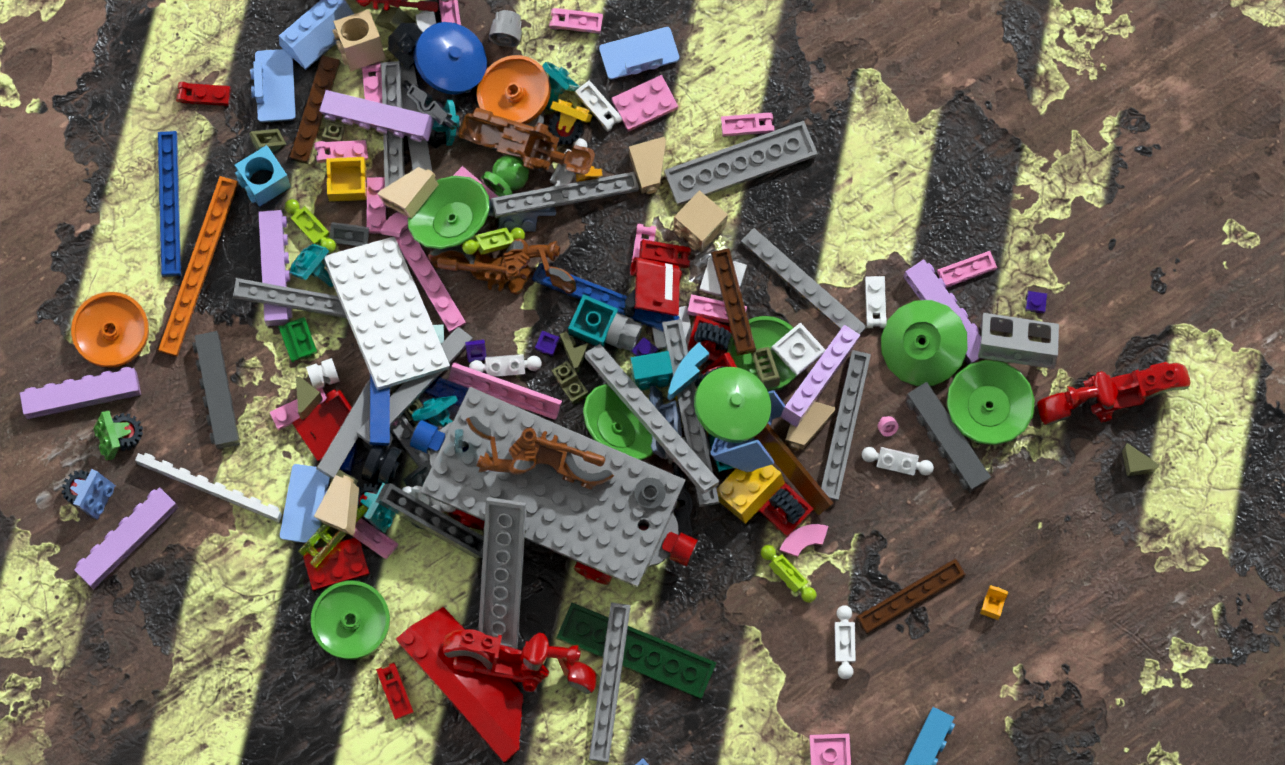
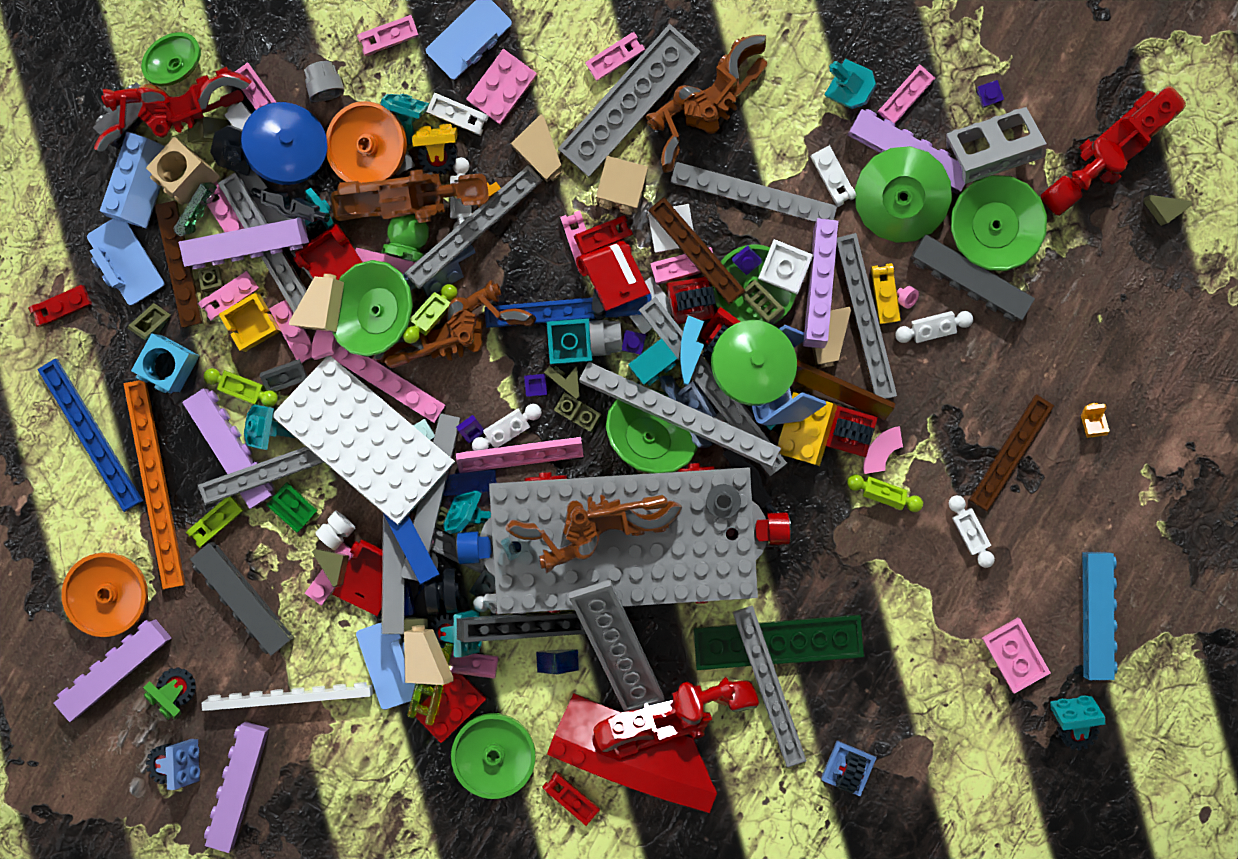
camera: 20 degrees left, 15 degrees up
(230, 318) = (215, 520): none -> lime plate
(352, 72) = (195, 209): none -> clear green plate
(438, 156) = (328, 254): none -> red door
(445, 572) = (557, 661): none -> clear blue slope
(770, 329) = (746, 260): none -> dark purple plate
(805, 196) = (707, 106): none -> dark orange piece
(870, 416) = (885, 294): none -> yellow plate
(926, 238) = (851, 84): none -> teal piece

